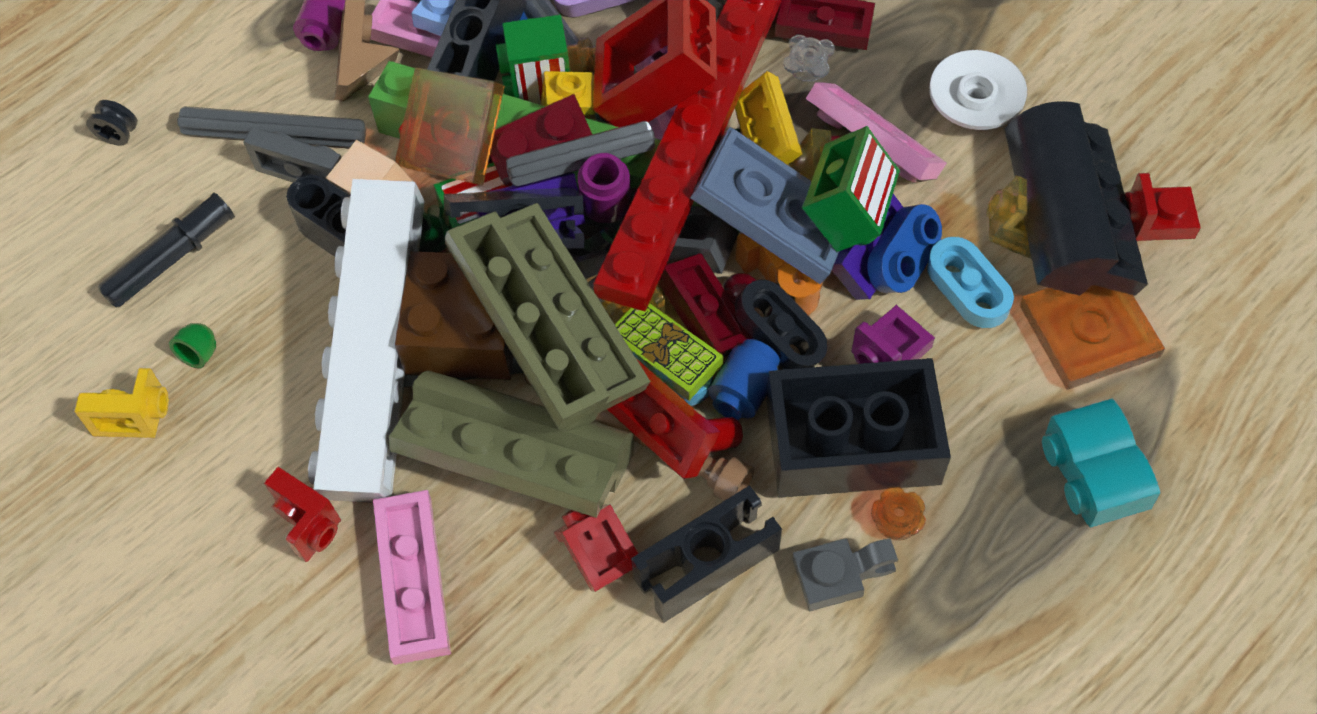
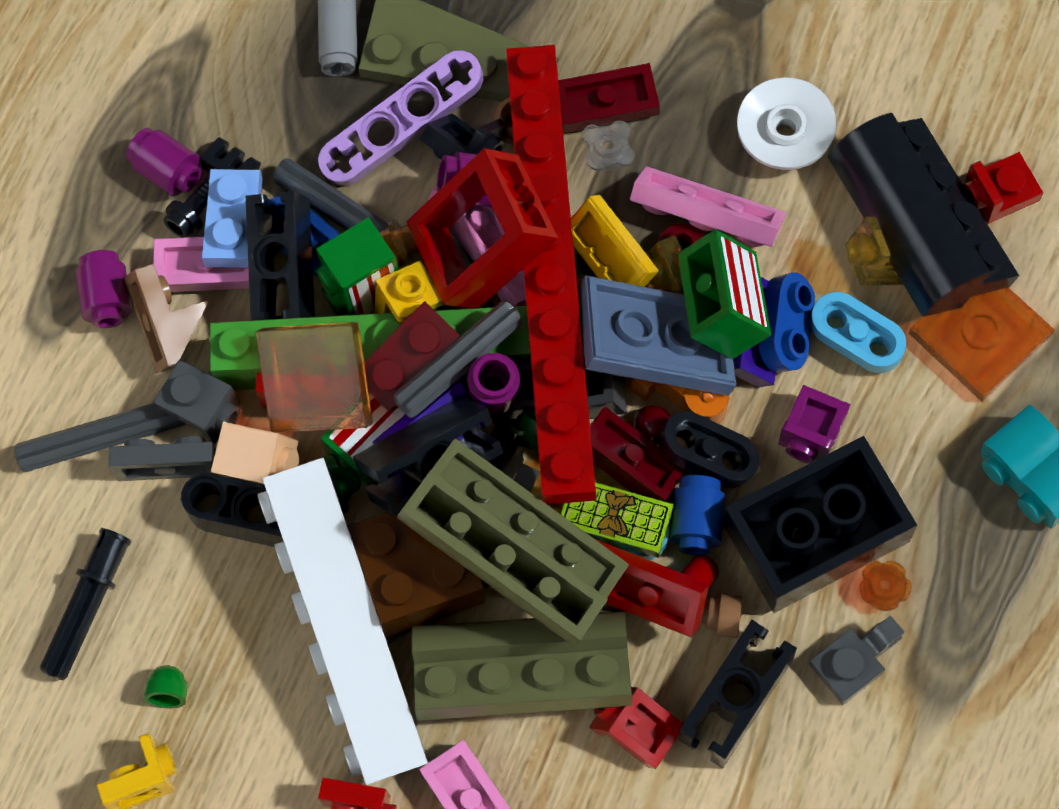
camera: 20 degrees left, 10 degrees up
(349, 118) = (198, 400): none -> dark grey bracket

